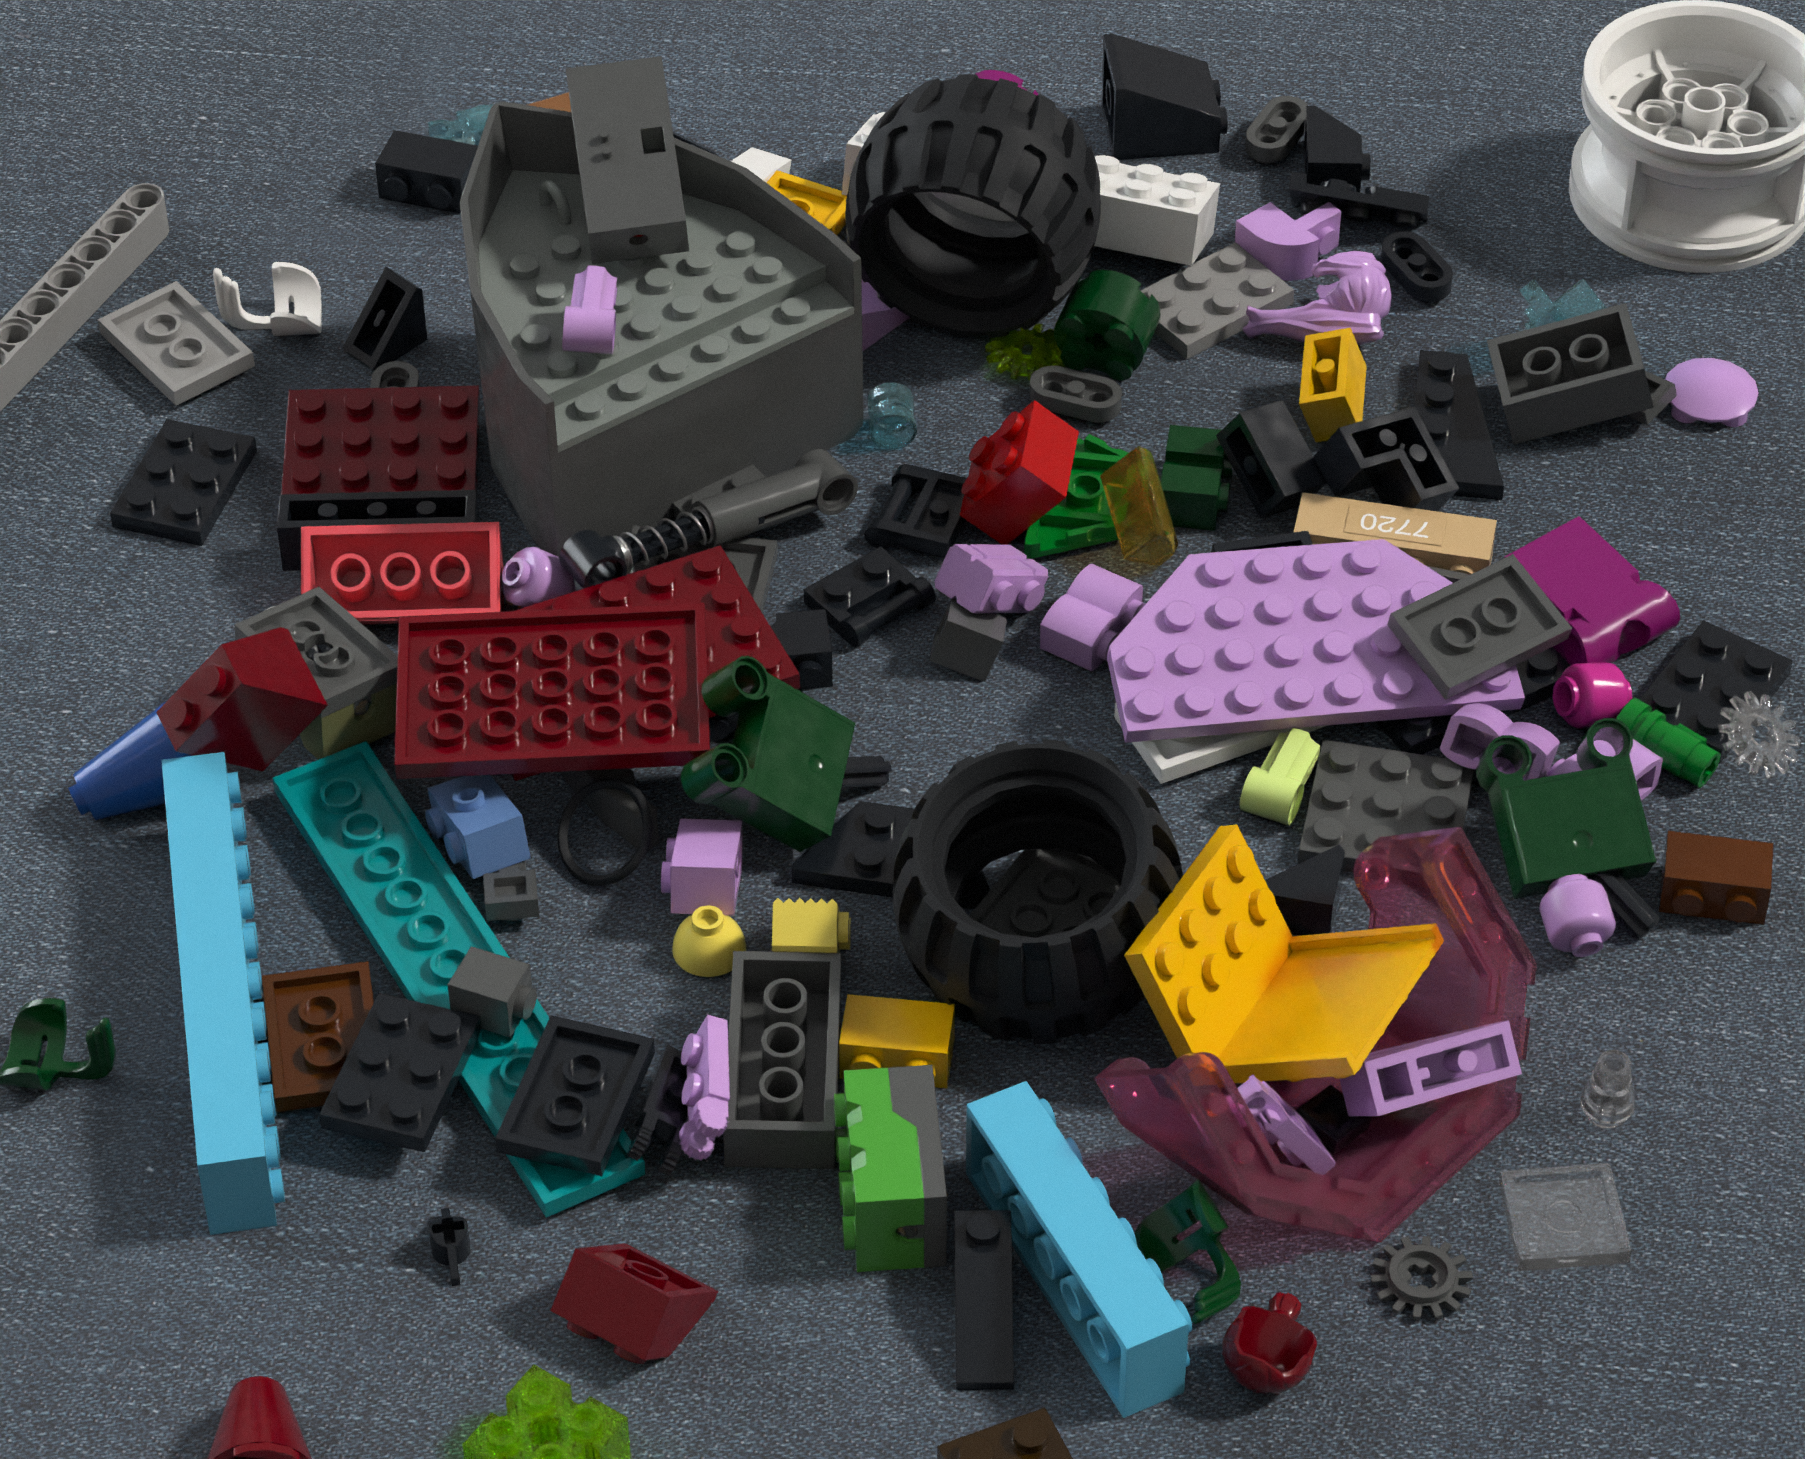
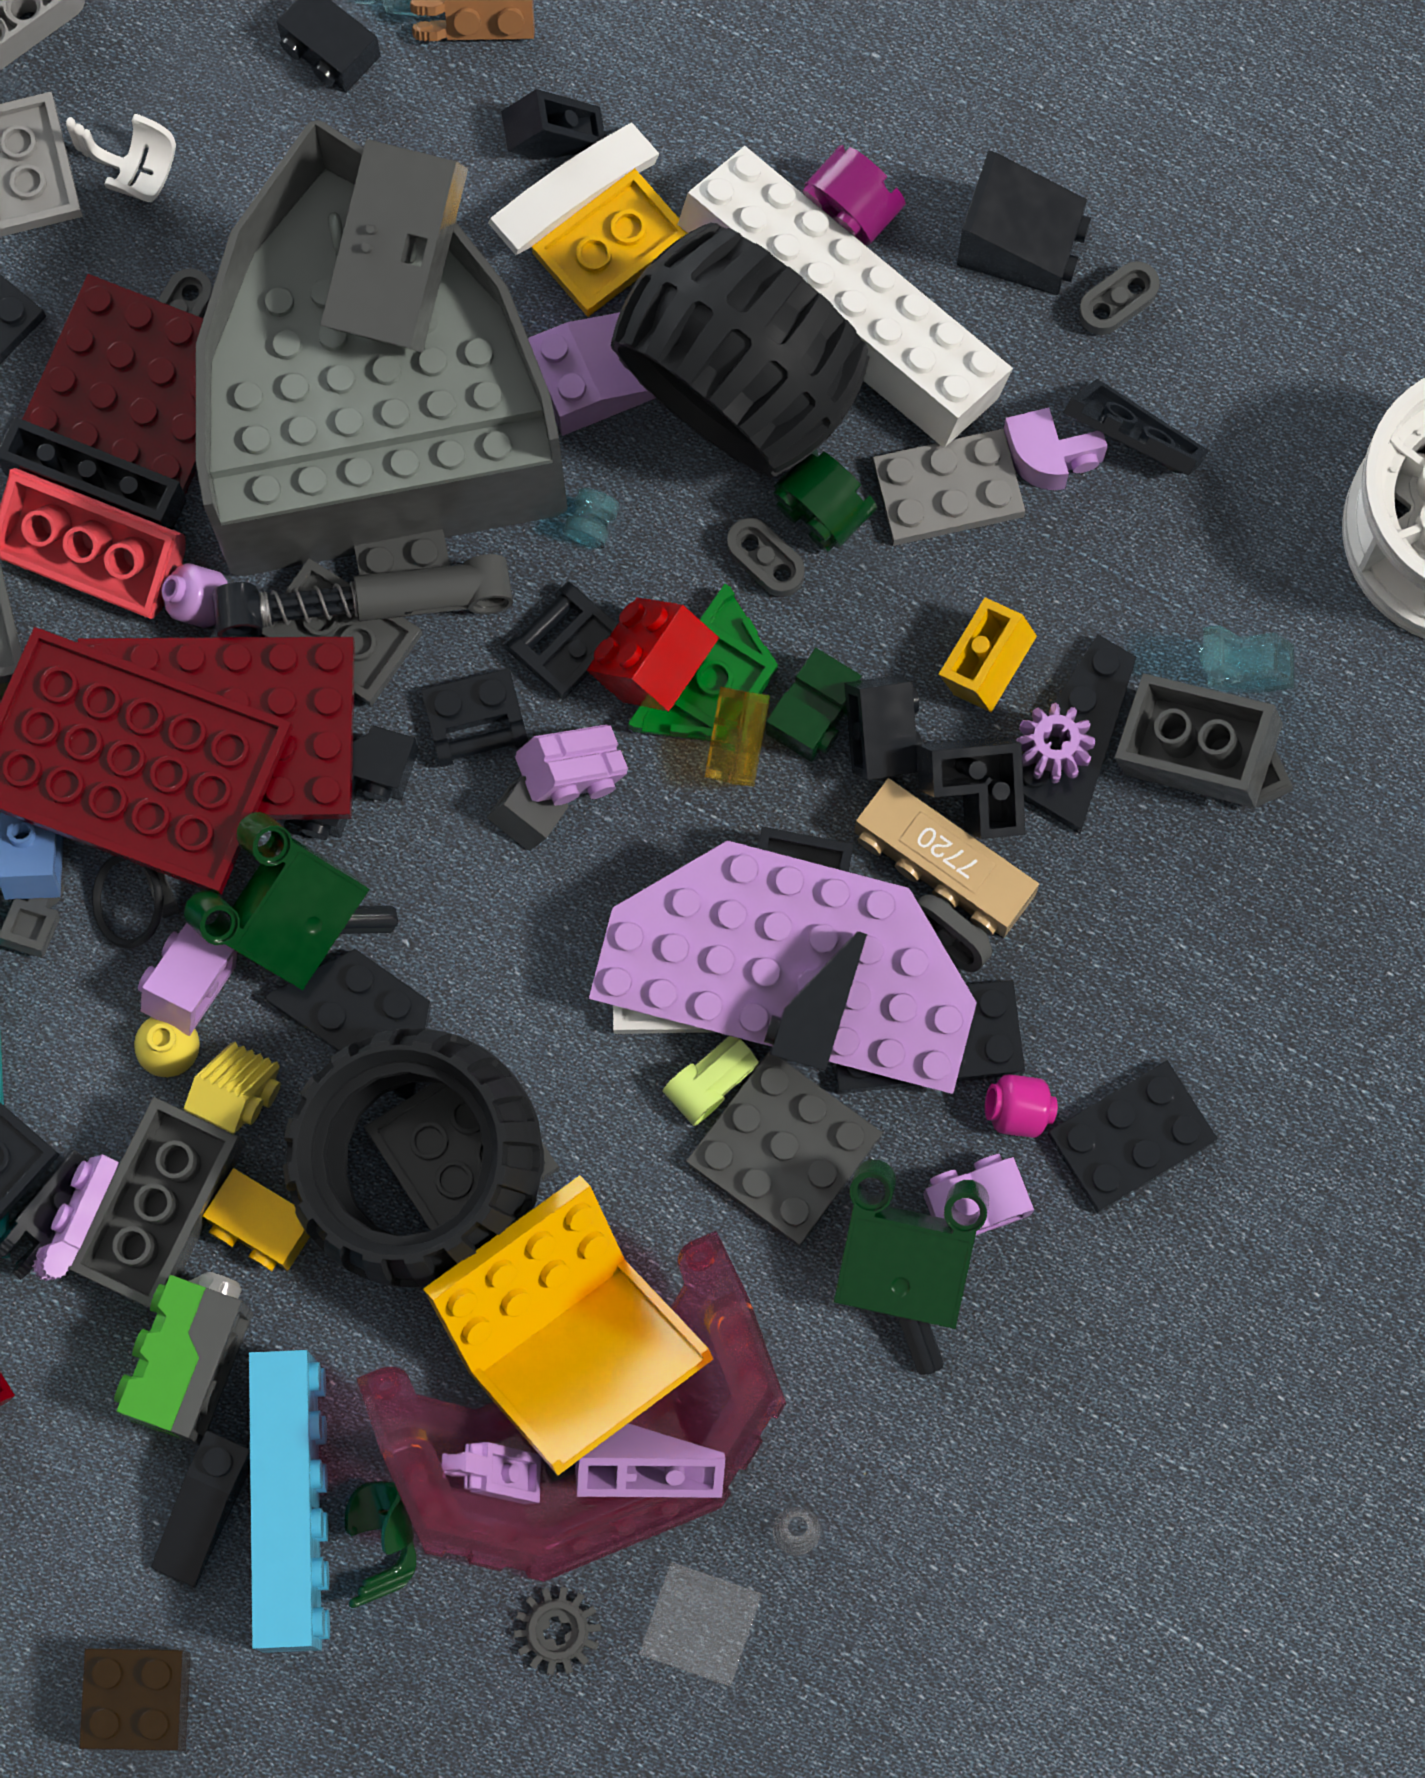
camera: 25 degrees right, 30 degrees up
(389, 322) = (204, 222): black slope -> none
(591, 317) = (289, 416): lavender piece -> none
(1009, 353) = (739, 495): clear neon green gear -> none
(1090, 616) = (645, 831): lavender brick -> none
(1268, 1347) = (395, 1655): dark red hair -> none
(1310, 892) = (663, 1217): black slope -> none
(1333, 150) = (1146, 359): black slope -> none
(1354, 301) = (1047, 573): lavender hair -> none
(1362, 662) = (814, 1015): none -> black slope
(1416, 266) = (1151, 530): black plate -> none
(1447, 412) = (1071, 734): none -> lavender gear
(1479, 626) = (937, 1023): dark grey plate -> none
(1479, 724) = (905, 1133): lavender brick -> none
(1577, 915) = (869, 1343): lavender head -> none
(1596, 594) = (1071, 1000): magenta piece -> none
(1680, 747) = (1054, 1188): green axle -> none
(1712, 392) = (1333, 791): lavender dish -> none
(1716, 877) = (1010, 1349): reddish brown brick -> none
(1742, 733) = (1122, 1206): clear gear -> none

